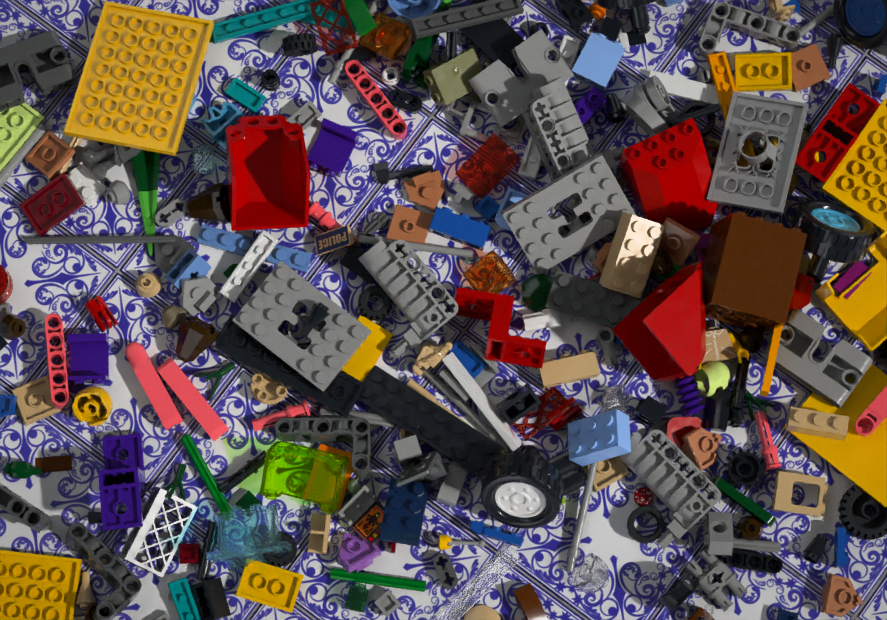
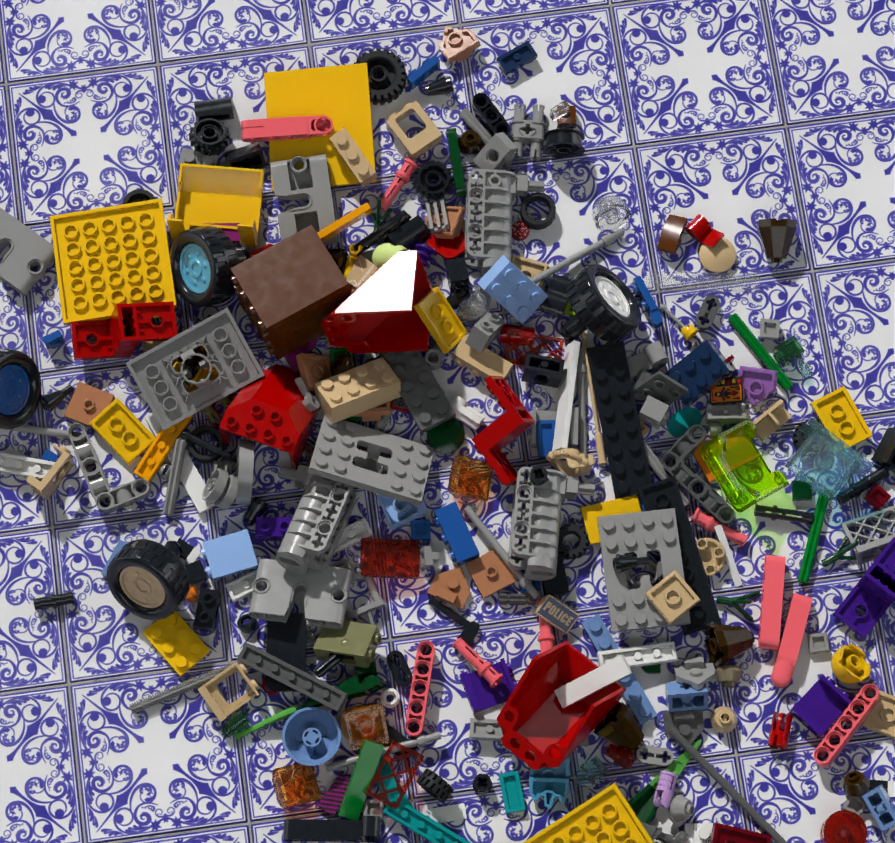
camera: 135 degrees left, 5 degrees down
(132, 403) = (818, 643): none -> light grey tile
(141, 194) = (665, 789): none -> lavender hinge
(191, 189) = (621, 756): none -> clear red cone
(252, 401) = (729, 558): none -> white sticker
(259, 213) = (593, 681): none -> white tile
(260, 322) = (672, 597): none -> tan tile
(331, 597) = (805, 369): none -> clear light blue piece
(345, 155) = (483, 668): none -> coral pin
(381, 471) = (683, 420): none -> teal sticker
(437, 319) = (540, 481): none -> black bush
(587, 388) = (485, 332): none -> light grey brick
(627, 364) = (440, 319): none -> yellow tile
(634, 390) = (457, 298): none -> black pin
(654, 212) = (310, 402): none -> light grey bar
(693, 75) = (174, 477): none -> light grey axle
(723, 452) = (435, 206): none -> light grey tile

